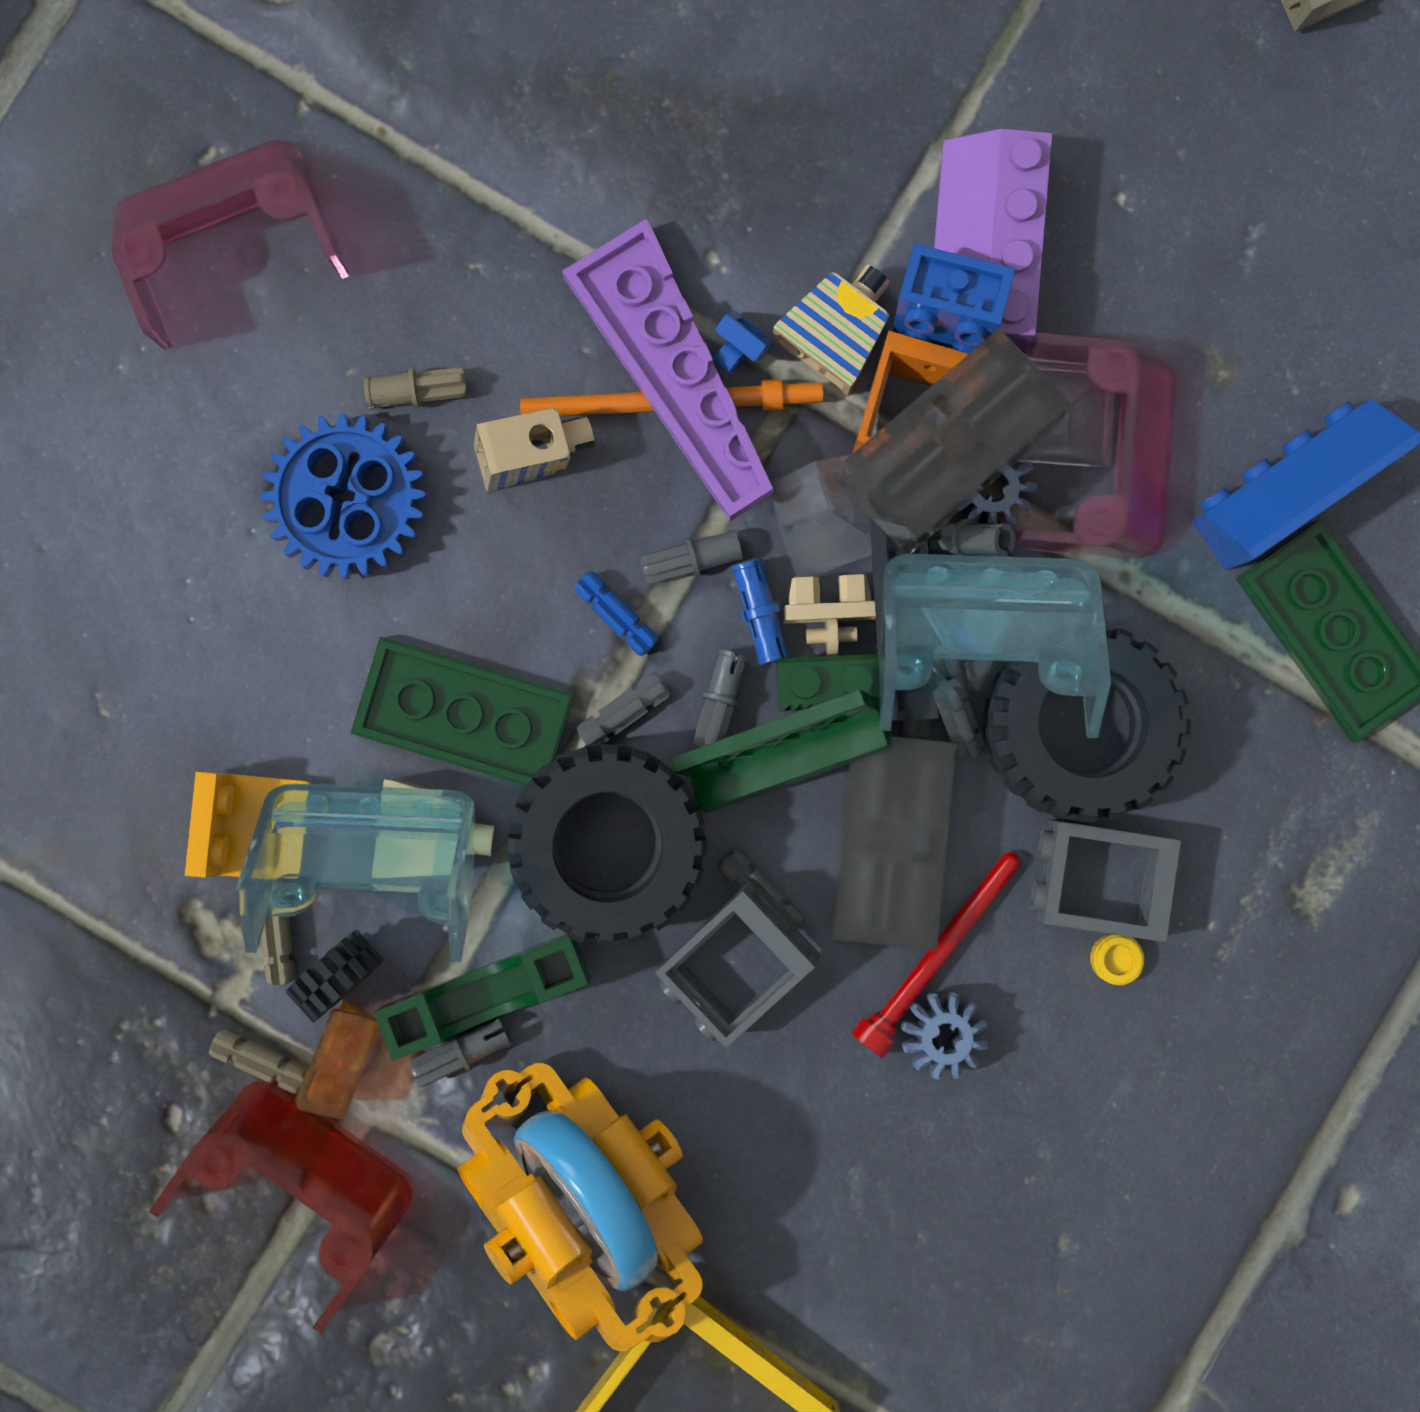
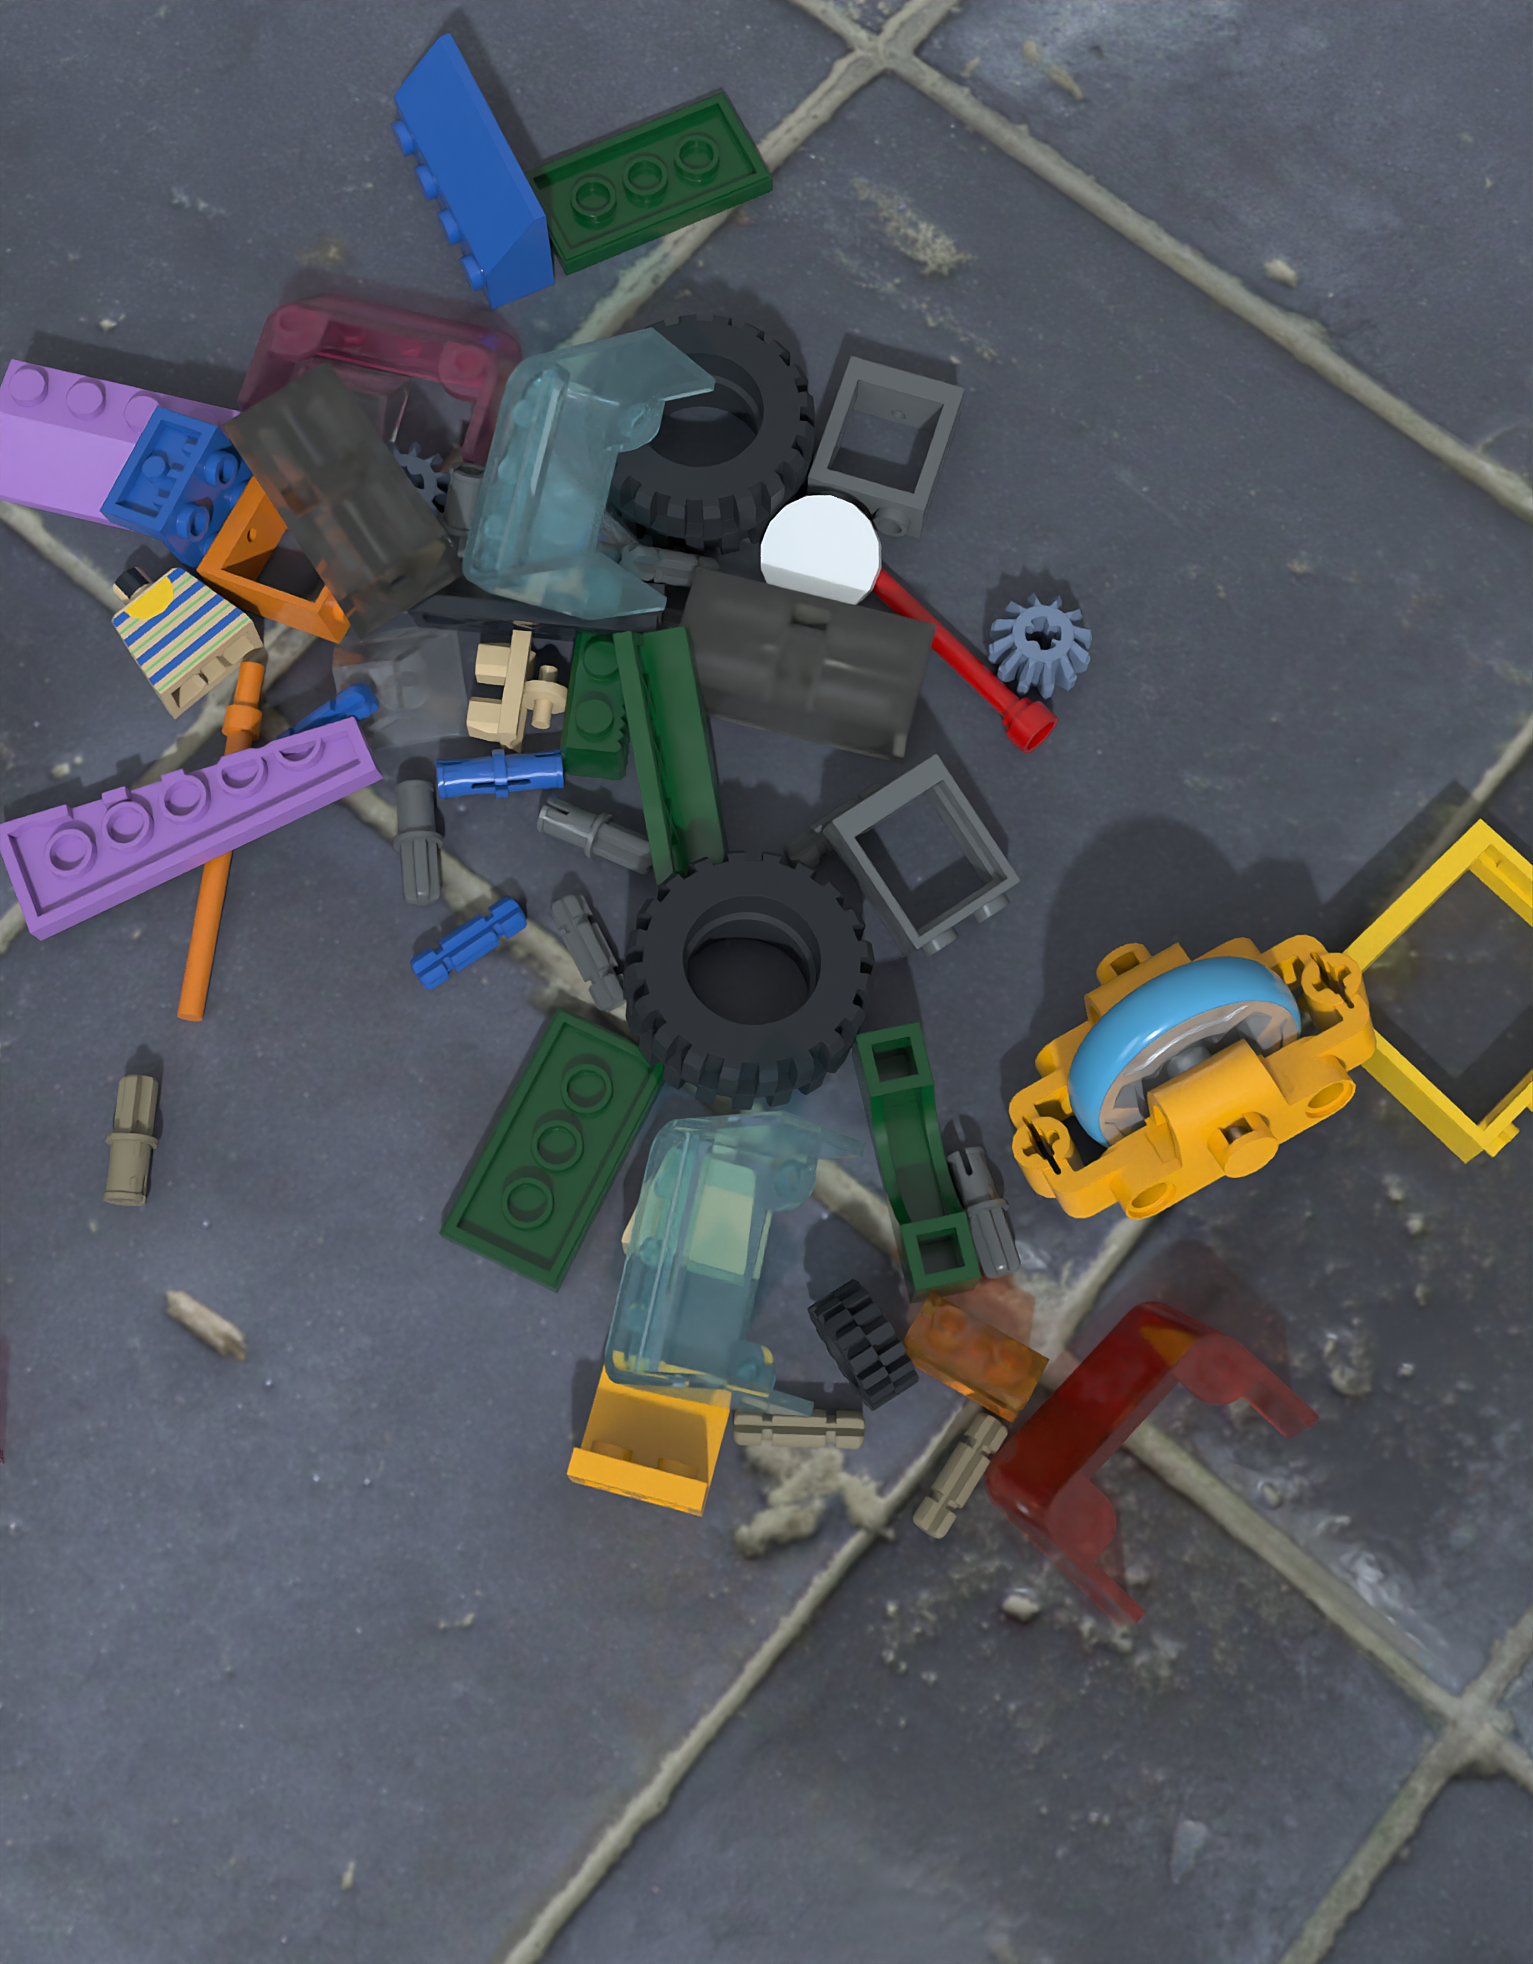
camera: 75 degrees left, 15 degrees down
(298, 487) = (223, 1299): blue gear -> none
(510, 458) = (239, 1009): tan torso -> none
(742, 341) = (167, 741): blue tile -> none
(777, 466) = (352, 702): none -> blue axle
(994, 842) = (822, 549): none -> white tile
(1117, 959) = (977, 457): yellow tile -> none

